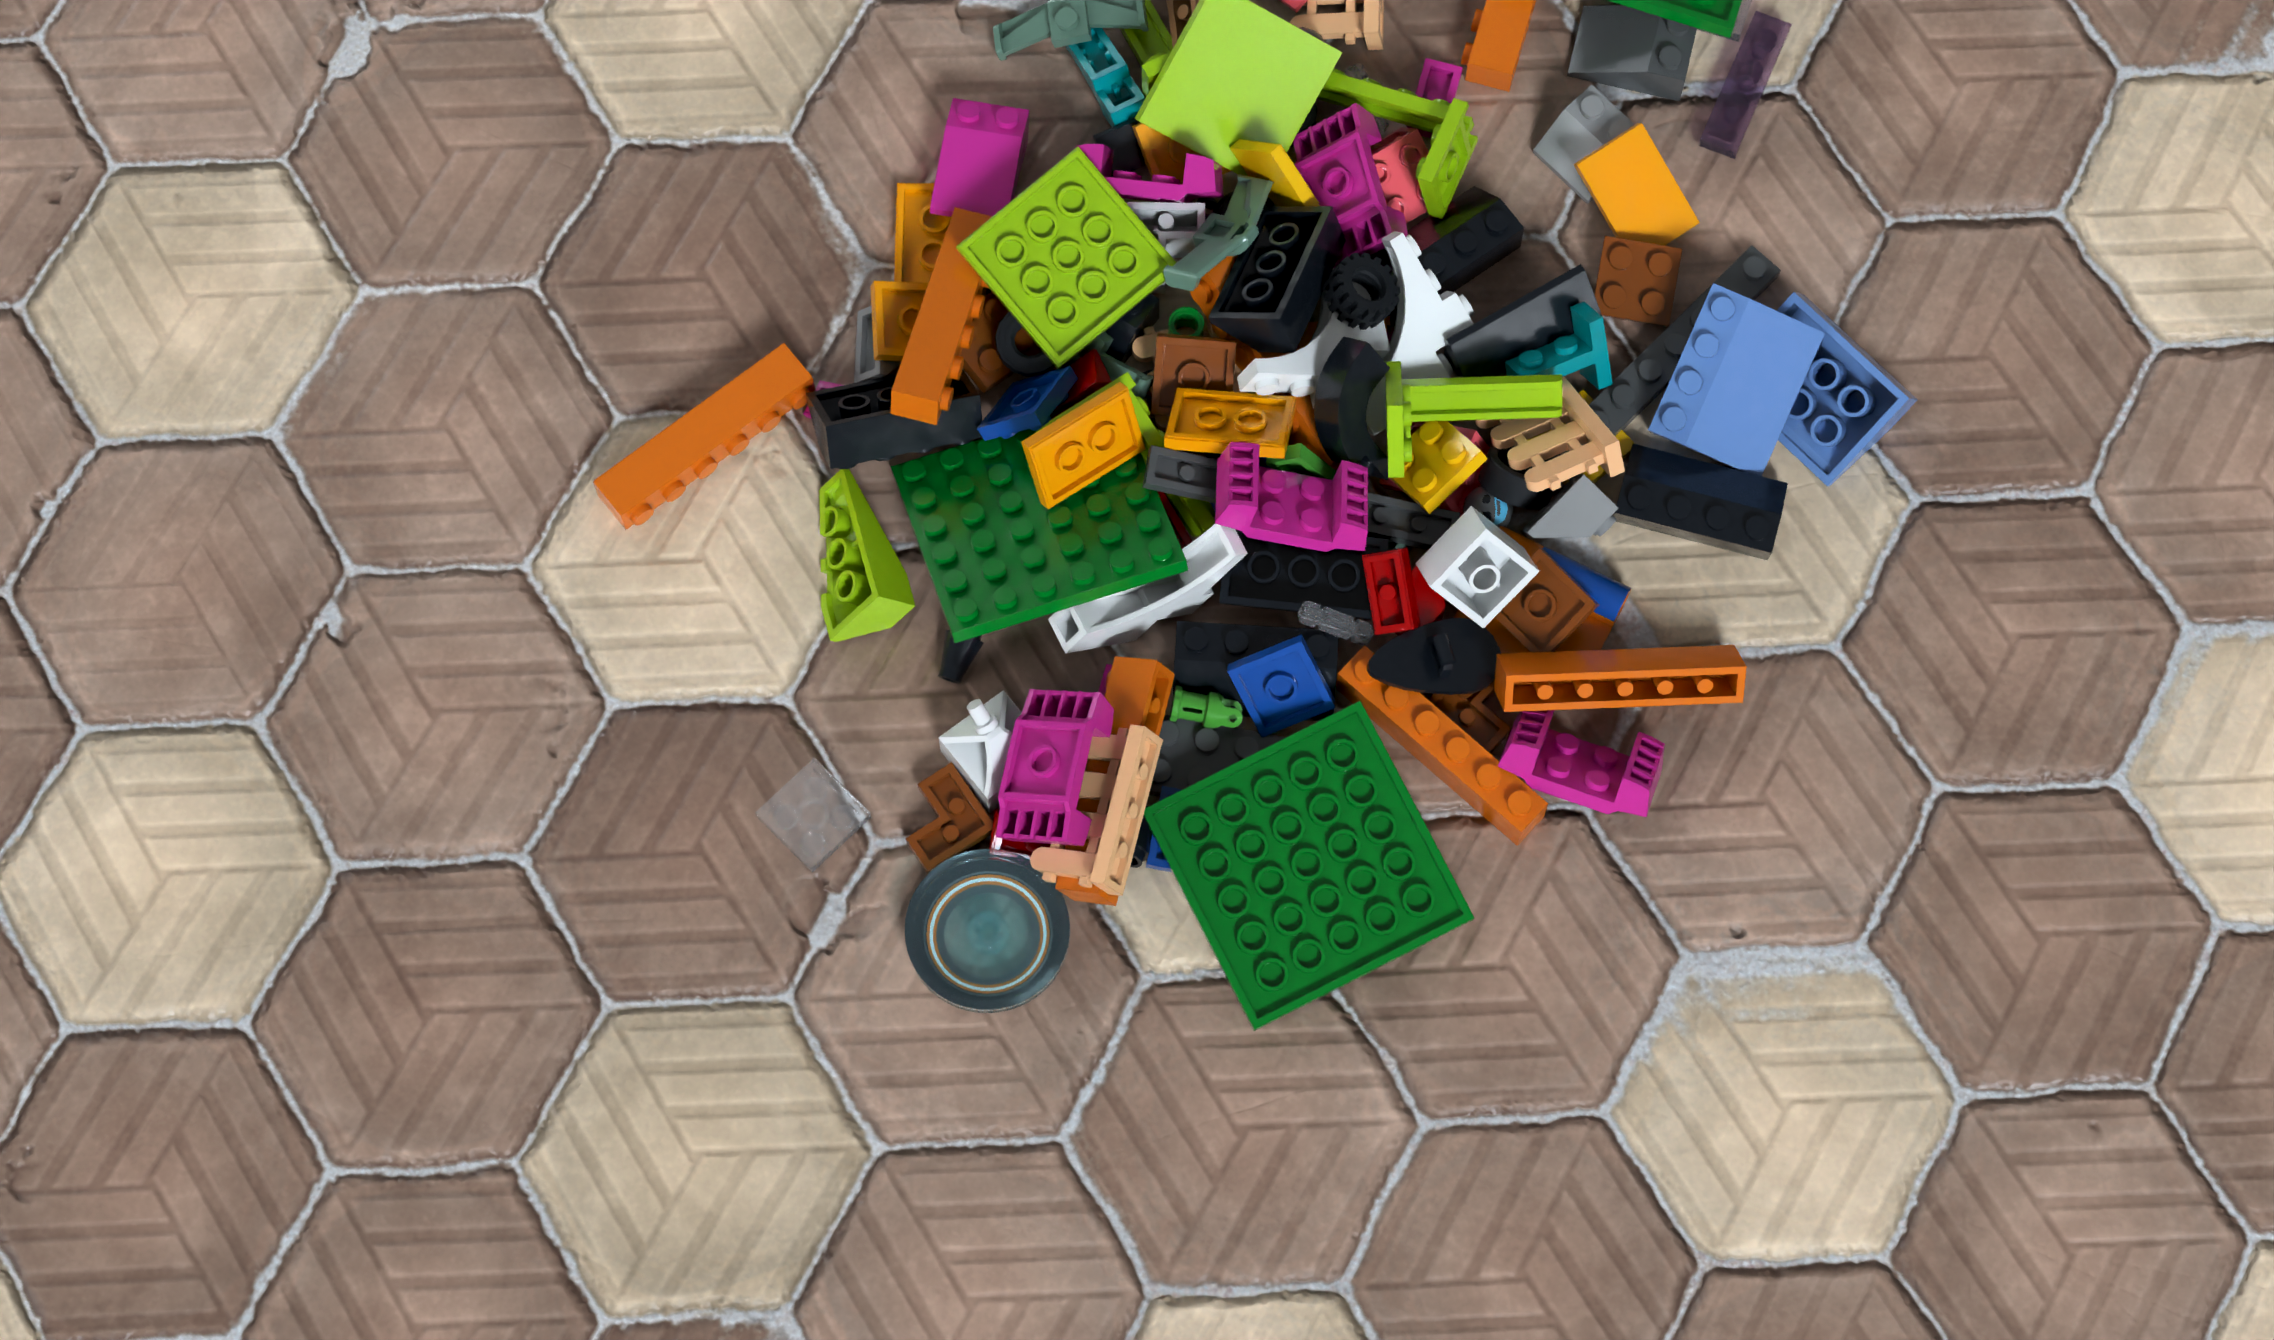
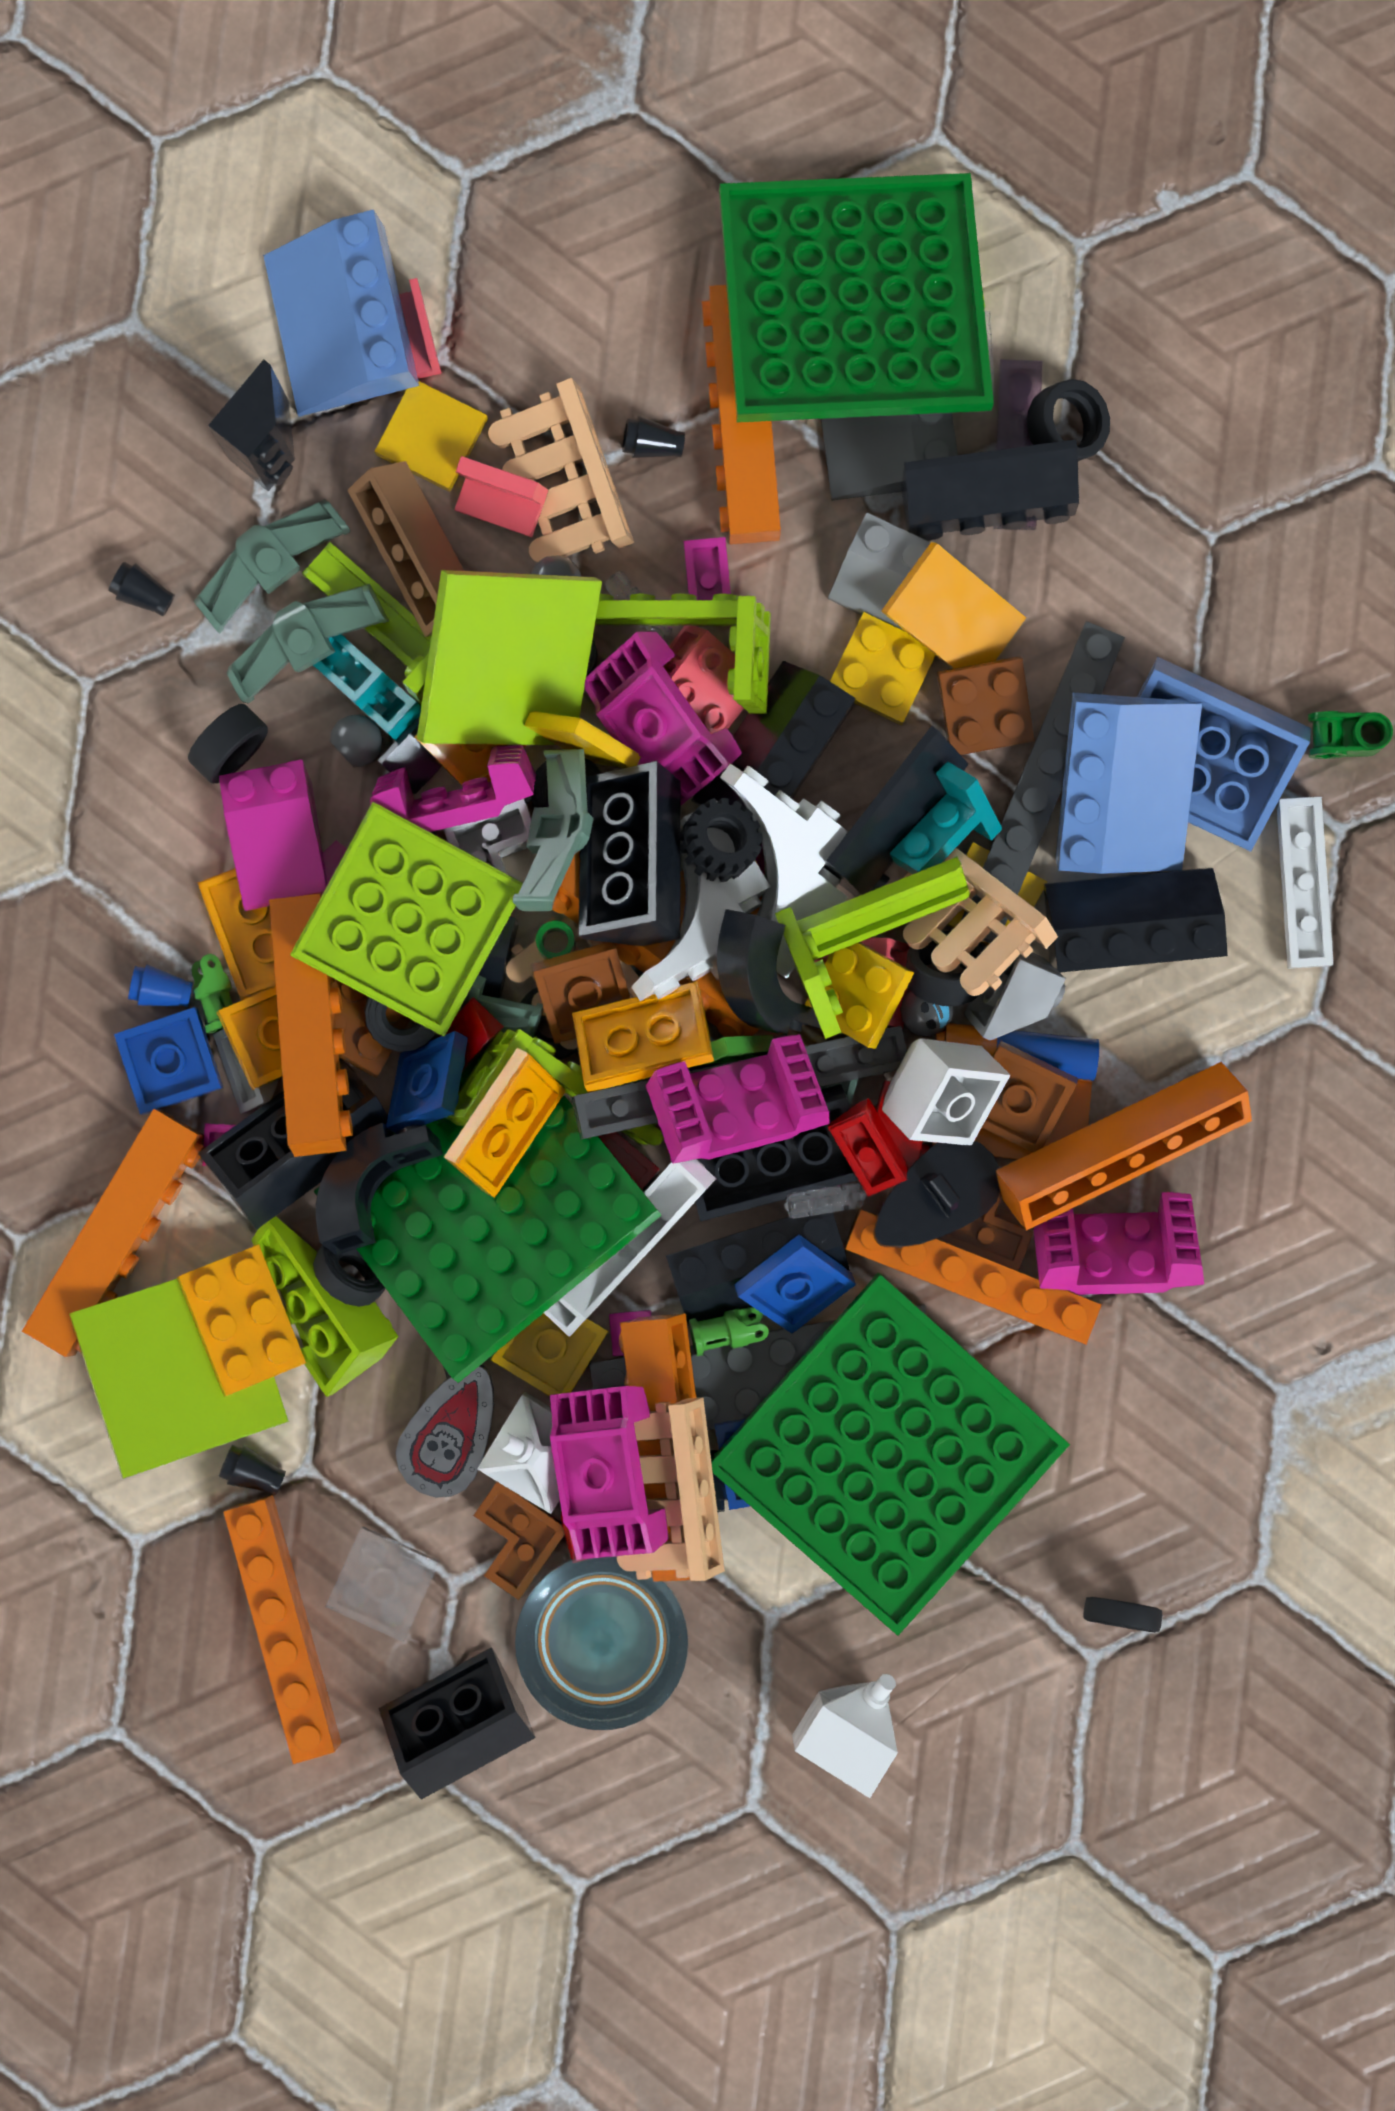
camera: 20 degrees left, 15 degrees up
(710, 817) = (282, 1629): none -> orange brick
(713, 564) = (159, 1381): none -> lime tile
(738, 676) = (251, 1471): none -> black cone
(784, 545) = (241, 1320): none -> light orange plate
(812, 315) = (168, 1061): none -> blue plate
(828, 254) = (158, 988): none -> blue cone
(828, 958) = (455, 1724): none -> black slope
(874, 267) = (212, 990): none -> bright green piece
(894, 537) = (342, 1285): none -> black tyre
(923, 706) = (448, 1436): none -> shield
(940, 453) = (355, 1175): none -> black arch
(971, 75) = (228, 743): none -> black tyre
(1040, 663) = (550, 1357): none -> yellow plate
(1081, 117) = (357, 739): none -> dark grey piece
(1179, 1088) = (850, 1733): none -> white piece
(1465, 1083) = (1122, 1614): none -> black tyre
(1560, 223) = (883, 668): none -> yellow plate
(1706, 100) = (991, 489): none -> black slope
(1818, 69) = (1089, 405): none -> black tyre
(1865, 527) = (1304, 882): none -> white plate
(1946, 417) = (1339, 734): none -> green piece

